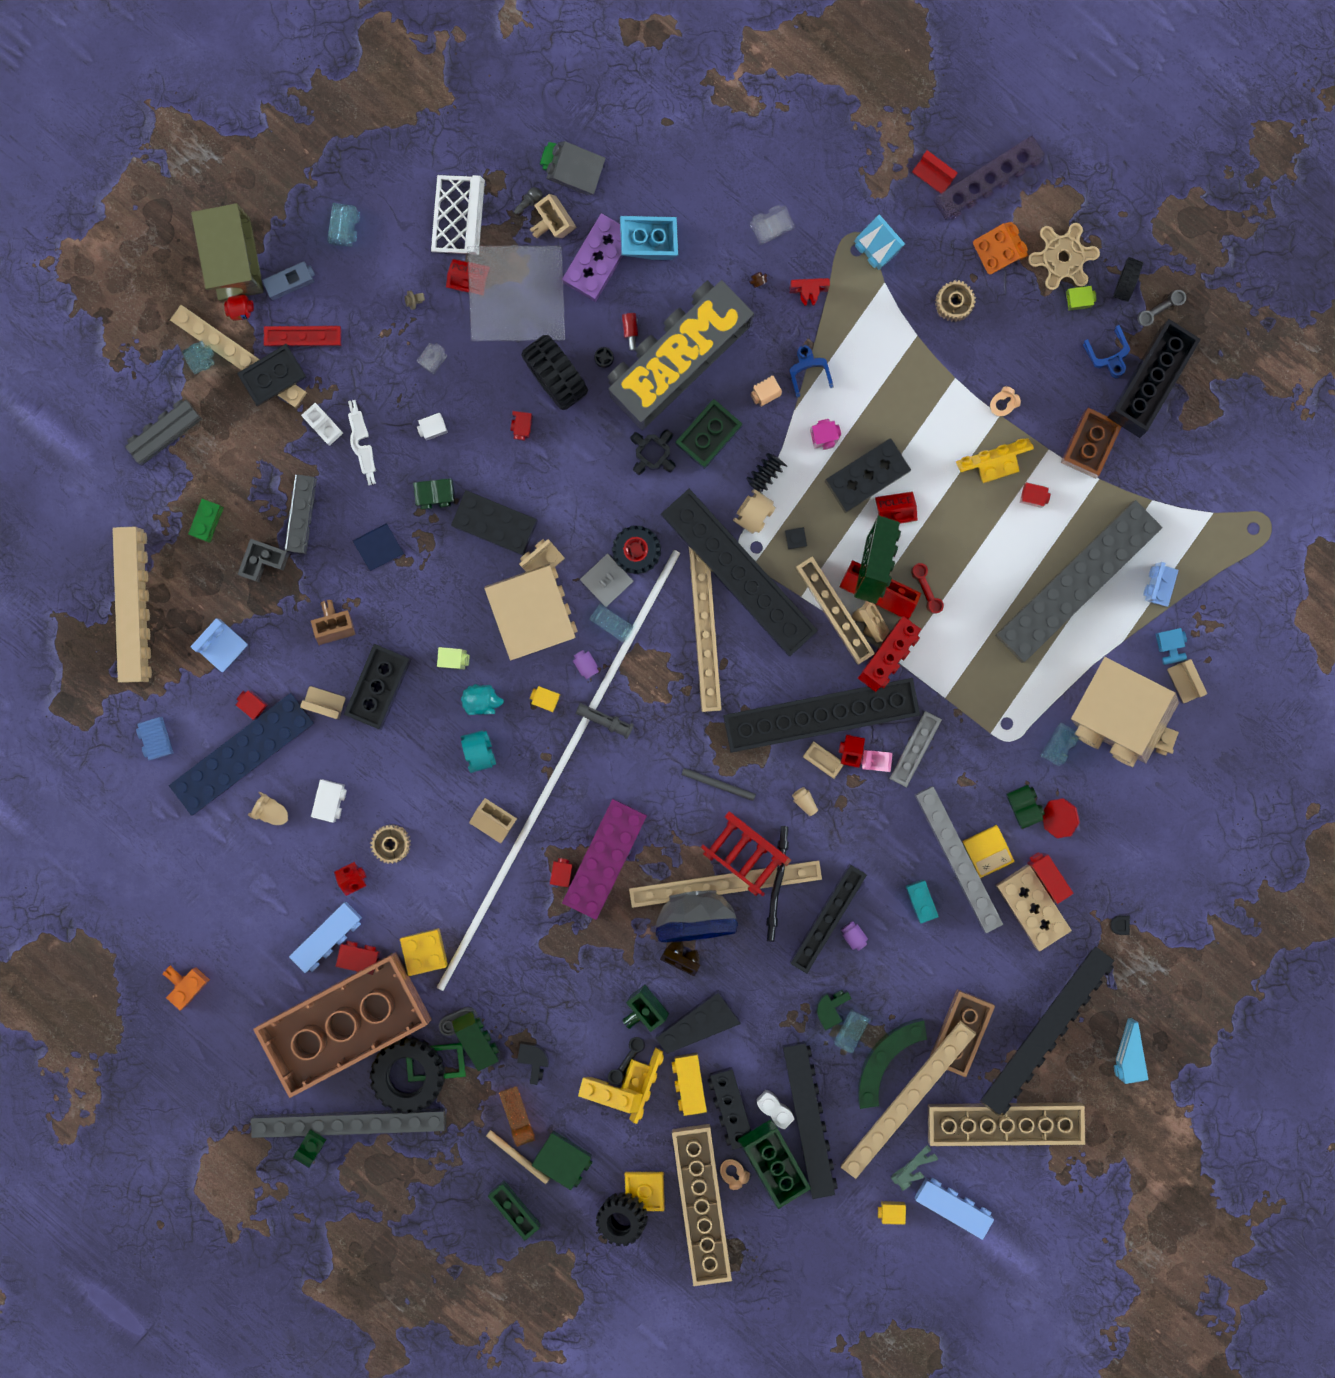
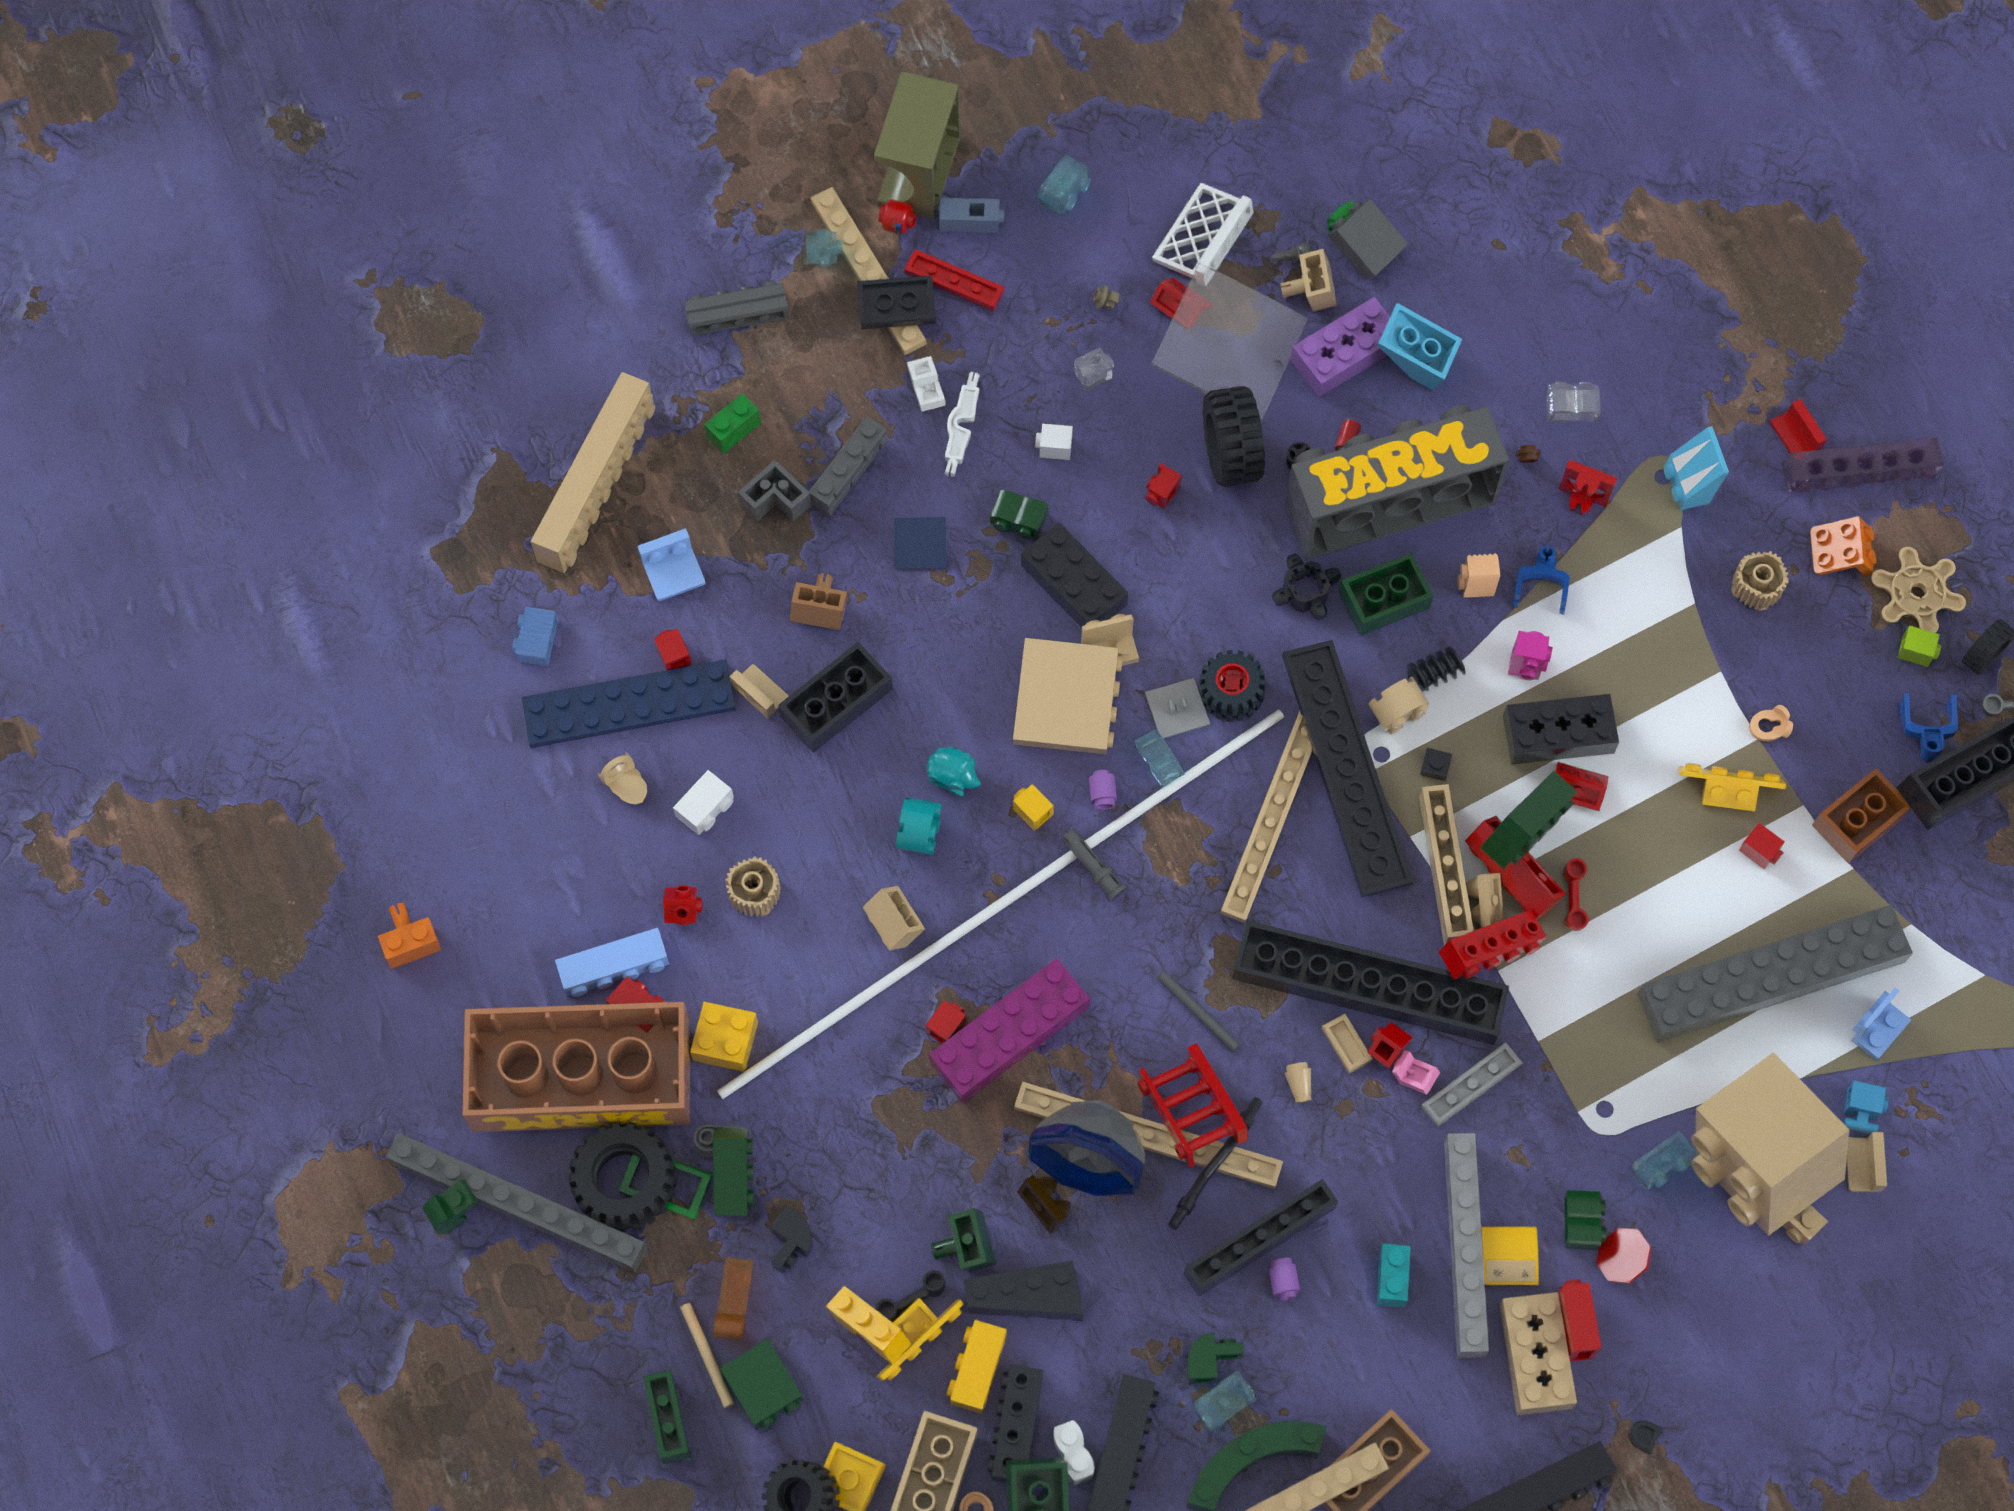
camera: 25 degrees right, 20 degrees down
(452, 658) = (944, 700): yellowish green brick -> none

